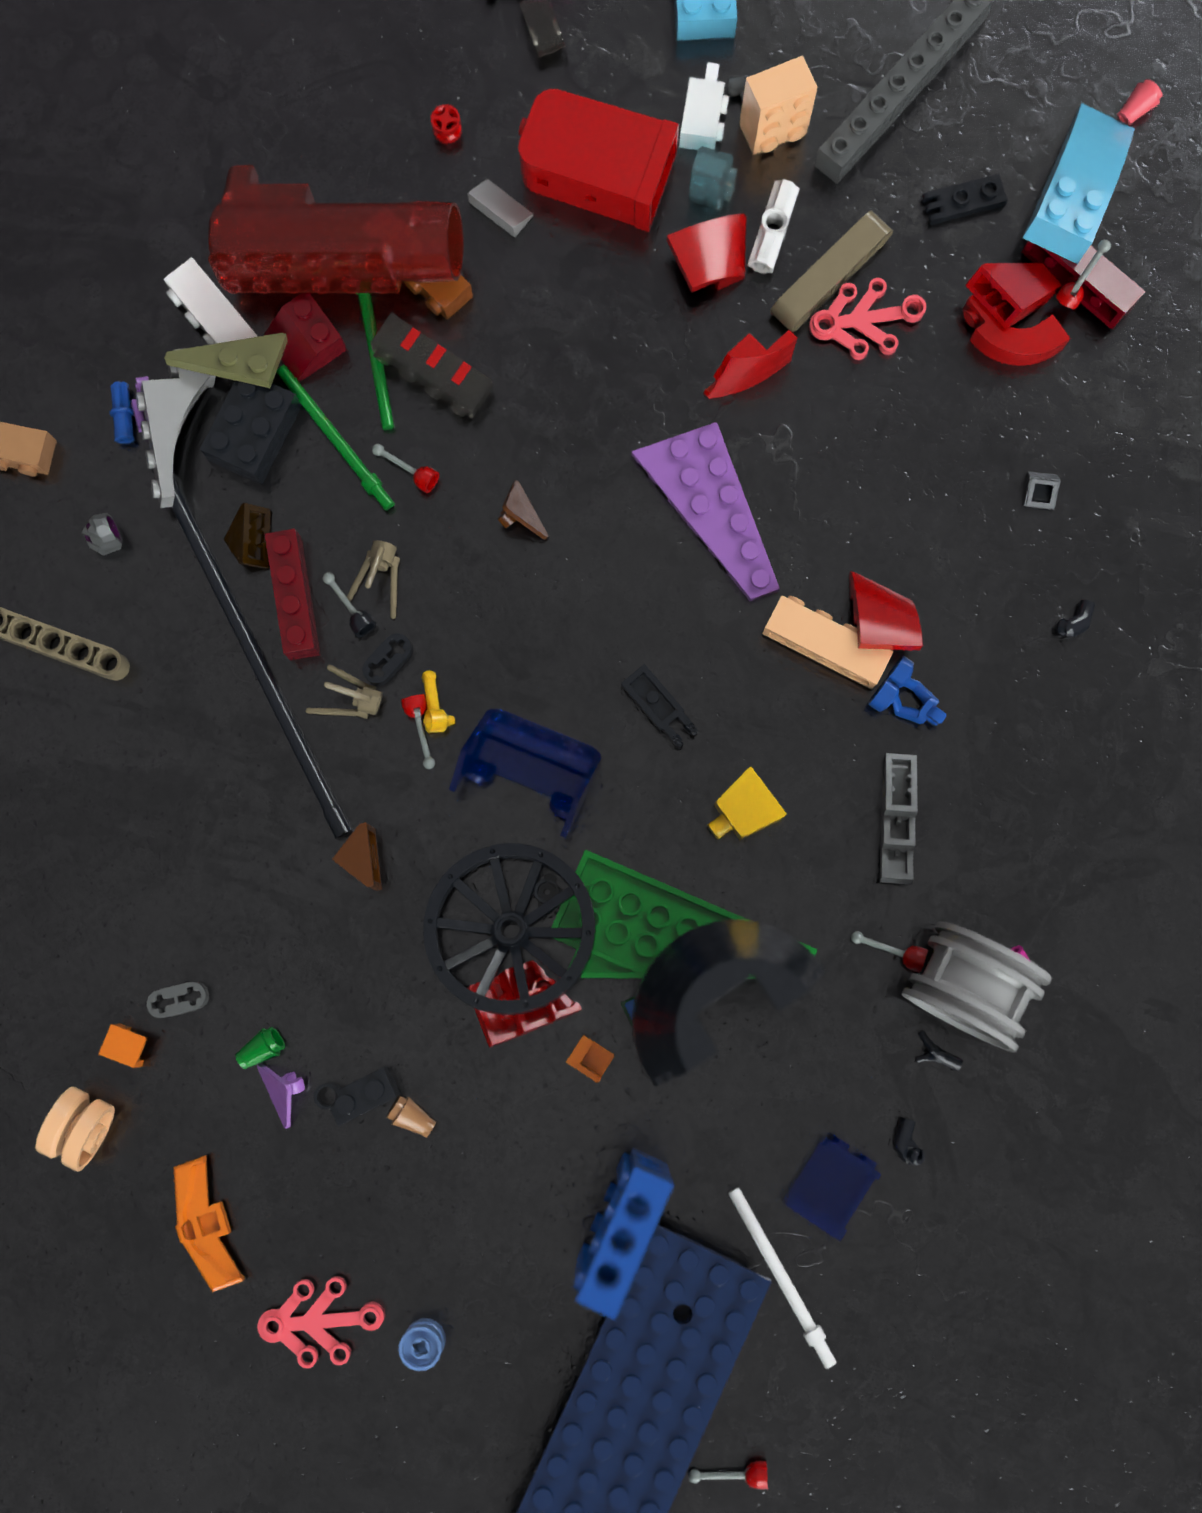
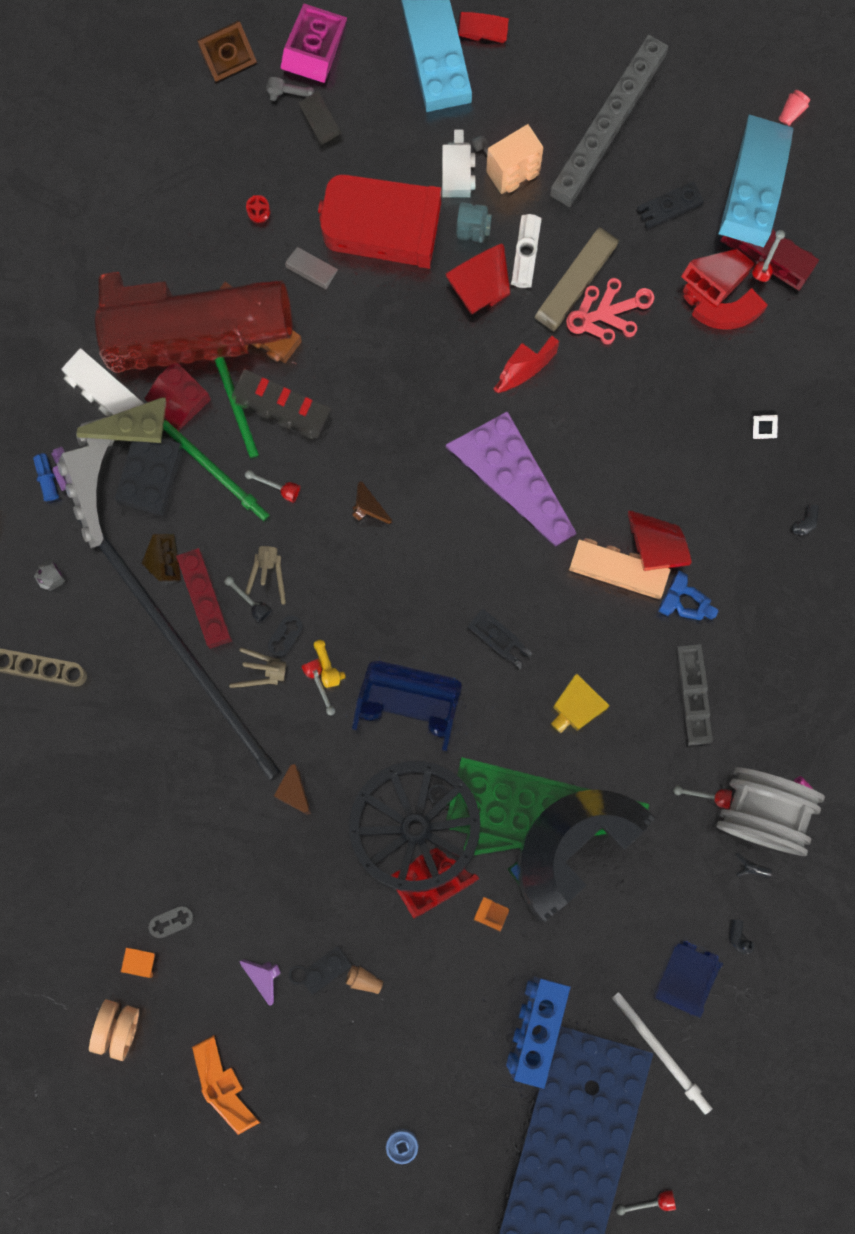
camera: 10 degrees left, 0 degrees up
(261, 1047) = (240, 948): green cone -> none
(314, 1322) = (318, 1144): coral plant -> none

